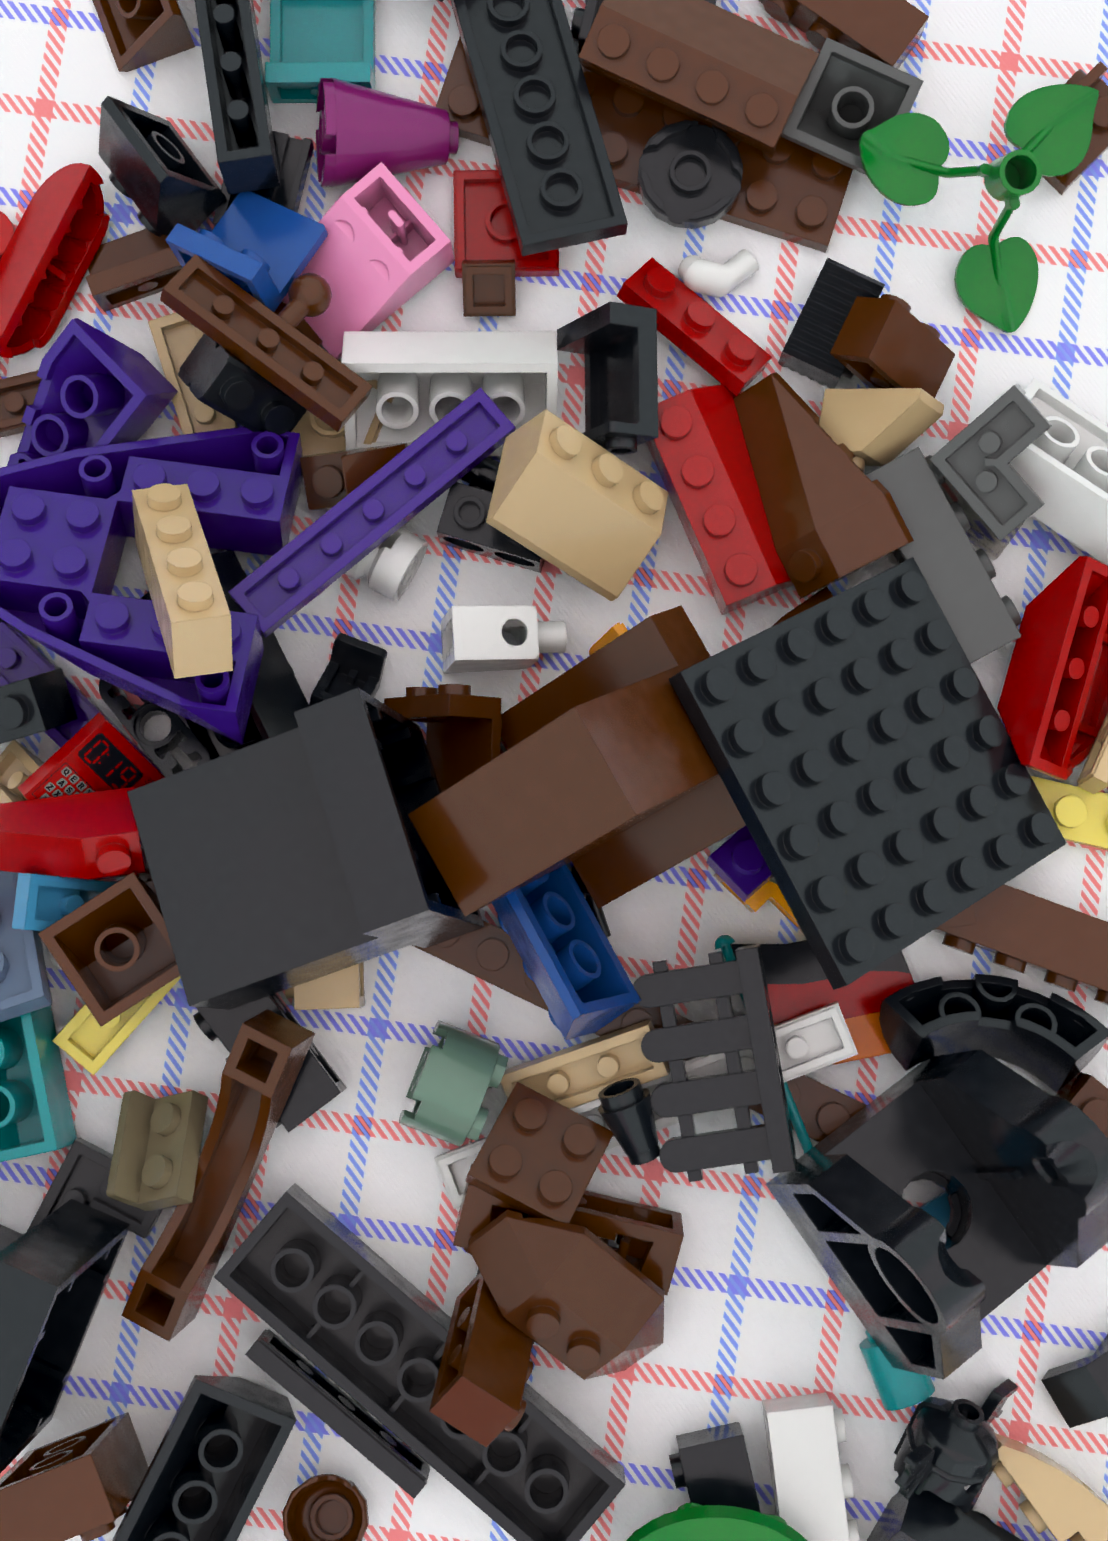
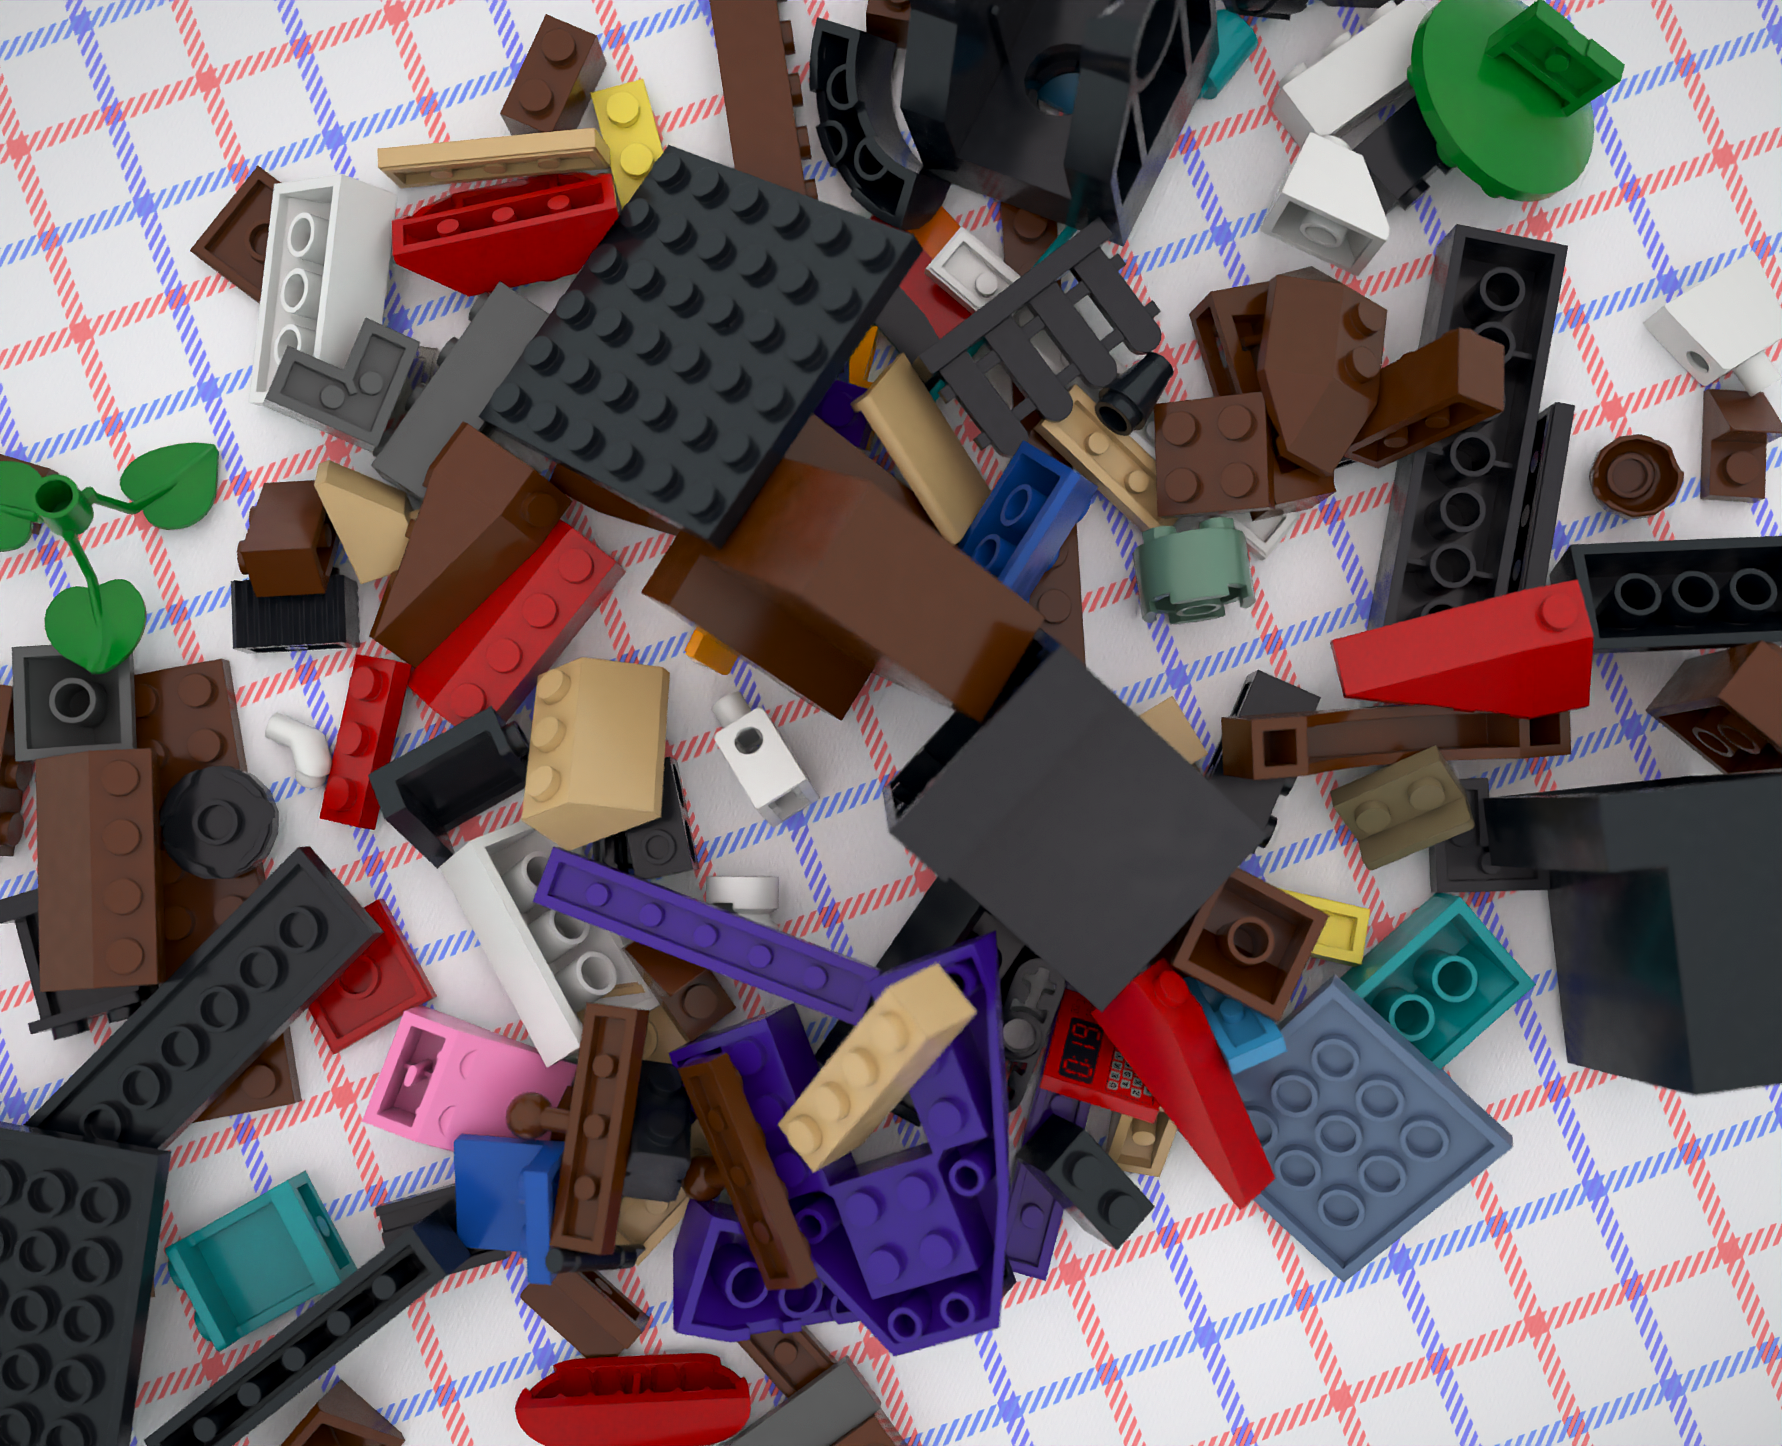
camera: 125 degrees left, 0 degrees up
(155, 168) = (485, 1341): black slope -> none
(176, 258) = (566, 1260): none -> black wheel
(177, 439) = (746, 1171): none -> reddish brown plate
(234, 1292) = (1498, 655): none -> red wedge
(350, 667) = (875, 878): black bracket -> none
(372, 127) = (332, 1152): magenta cone -> none
(460, 727) = (873, 742): reddish brown bracket -> none
(488, 288) = (430, 955): reddish brown tile -> none
(680, 913) = (924, 448): none -> tan piece
(706, 1384) = (1329, 206): none -> white slope

